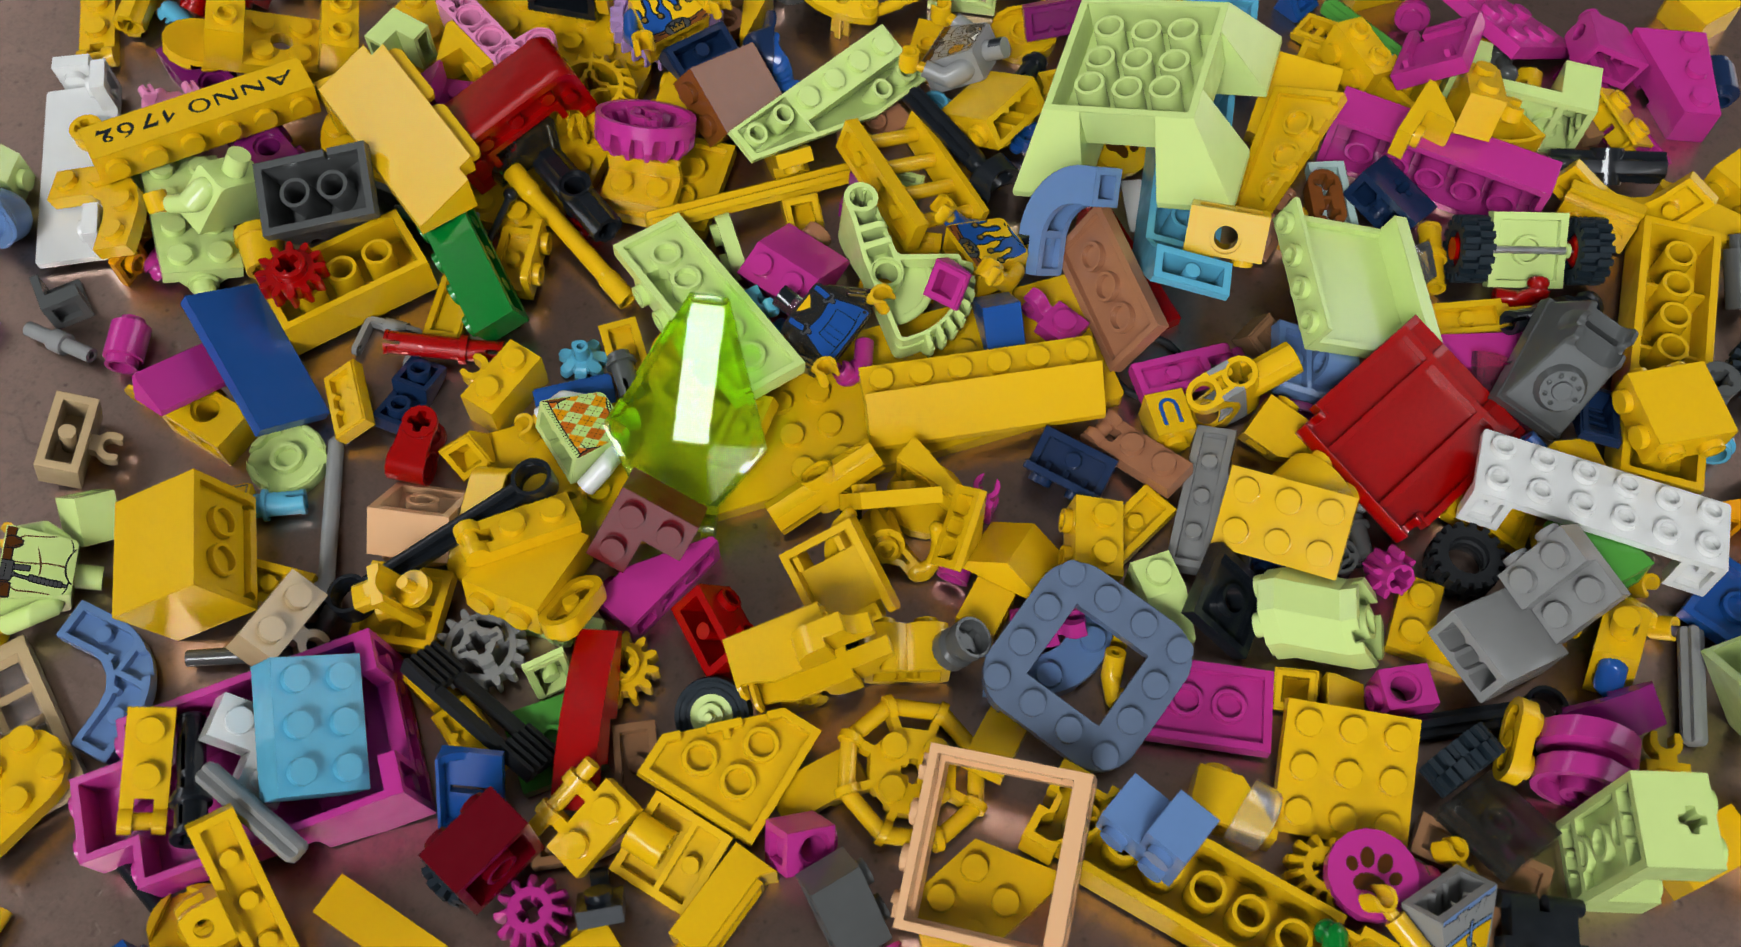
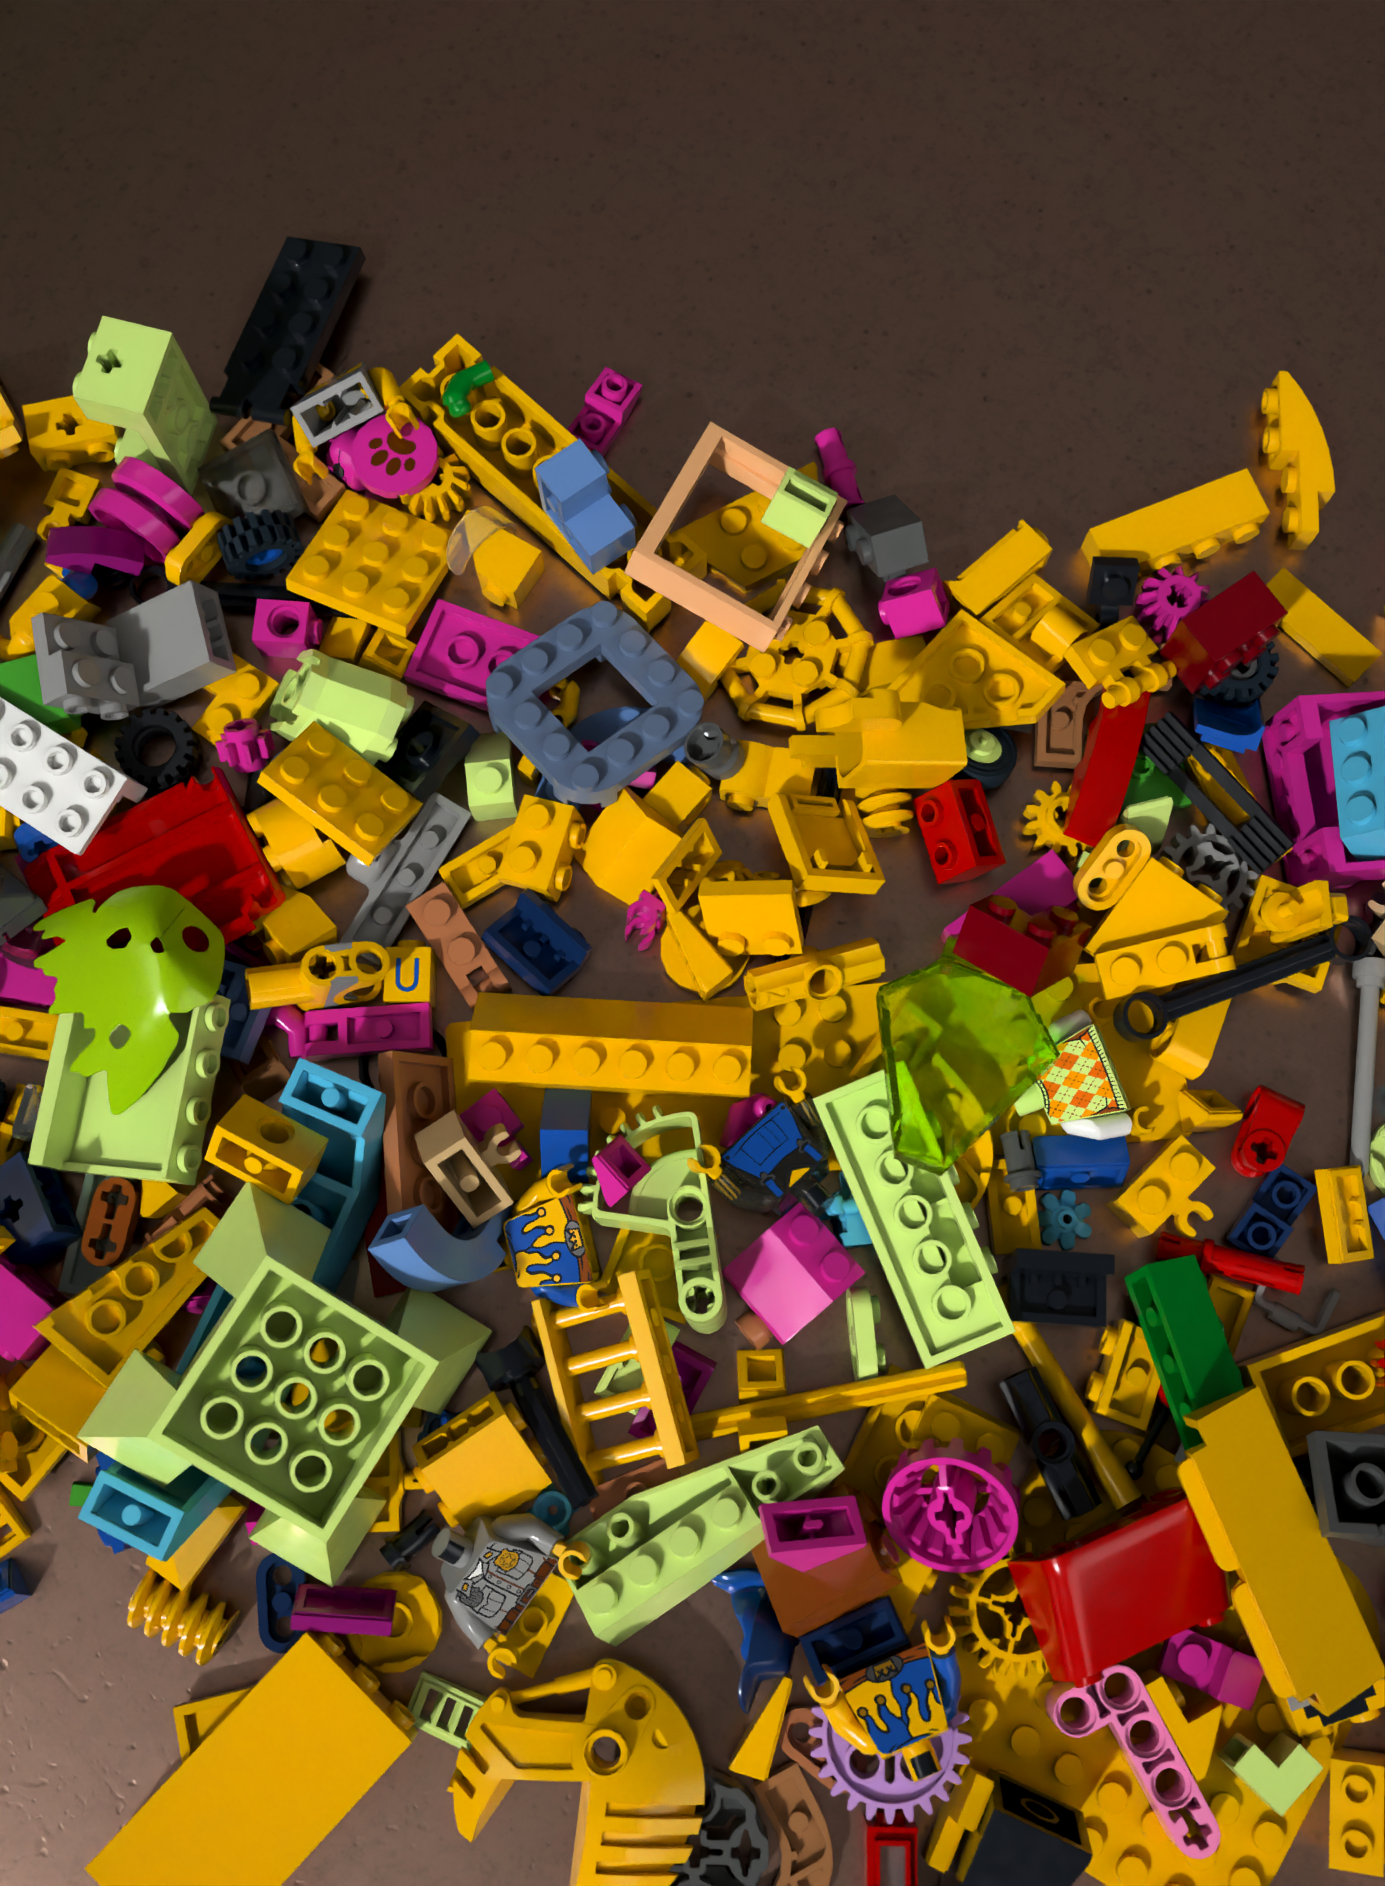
camera: 165 degrees left, 15 degrees up
(408, 515) = (1269, 1039): light nougat slope -> none
(582, 297) = (1057, 1287): none -> black bracket
(745, 88) = (812, 1530): none -> dark pink slope
(939, 888) = (799, 507): none -> yellowish green piece
(1070, 271) = (468, 1167): none -> tan brick
(1391, 367) = (130, 982): none -> lime piece

